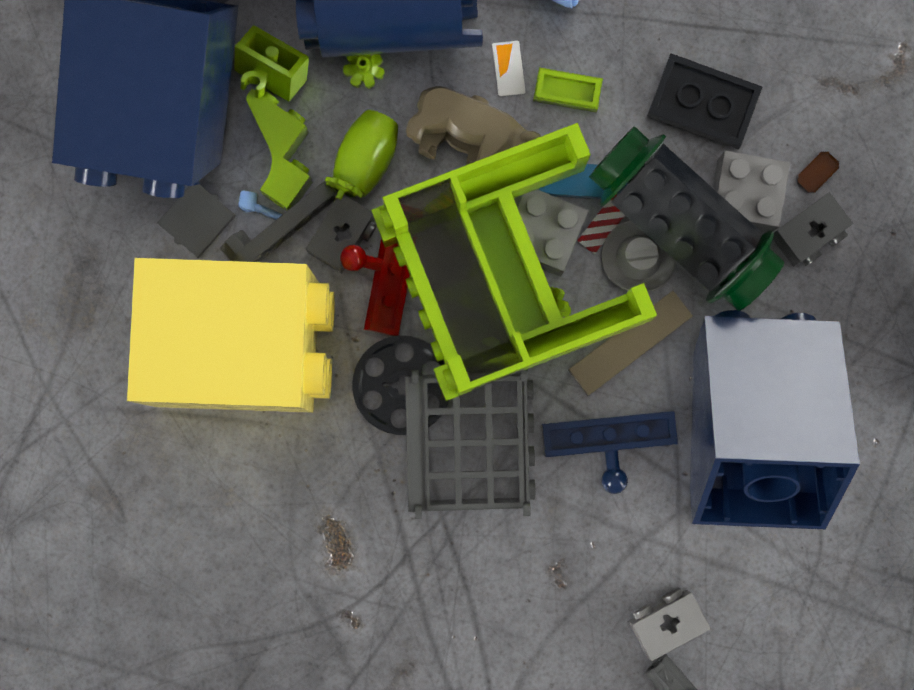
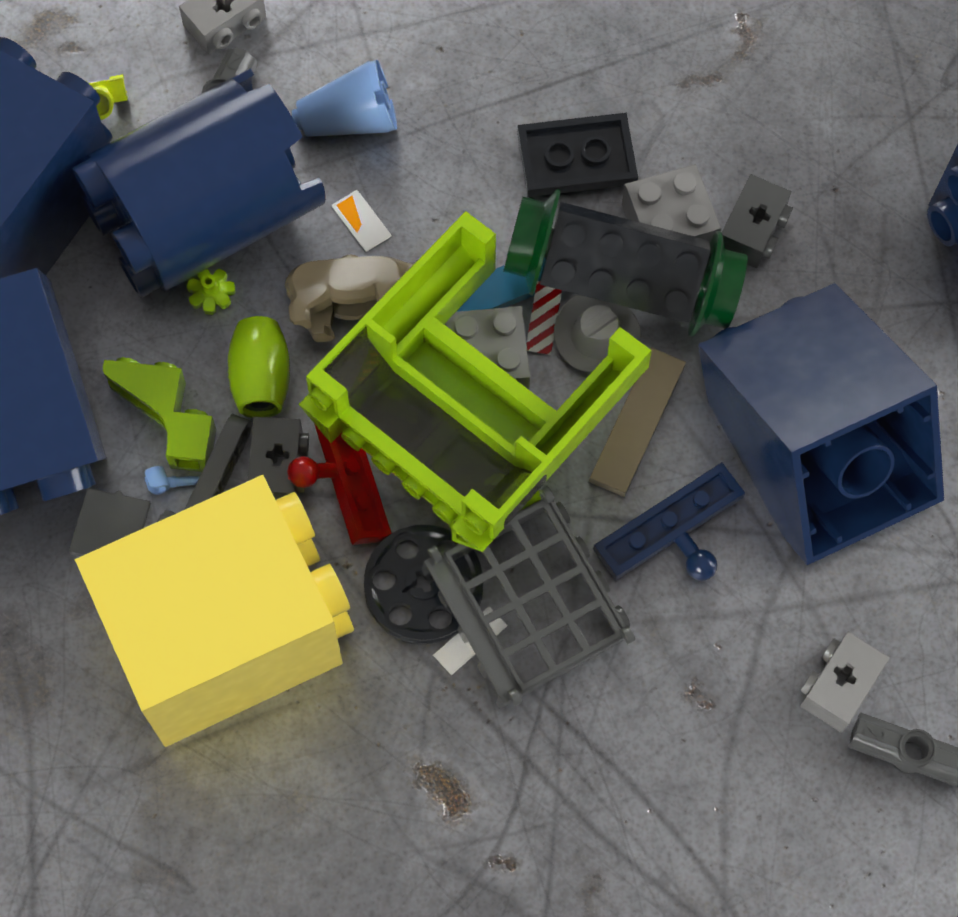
camera: 25 degrees left, 15 degrees down
(270, 64) = (111, 328): lime brick -> none
(343, 188) = (254, 408): lime plant -> none
(396, 448) = (457, 653): none -> white sticker
(567, 90) = (431, 210): lime tile -> none
(818, 172) = (727, 168): reddish brown piece -> none

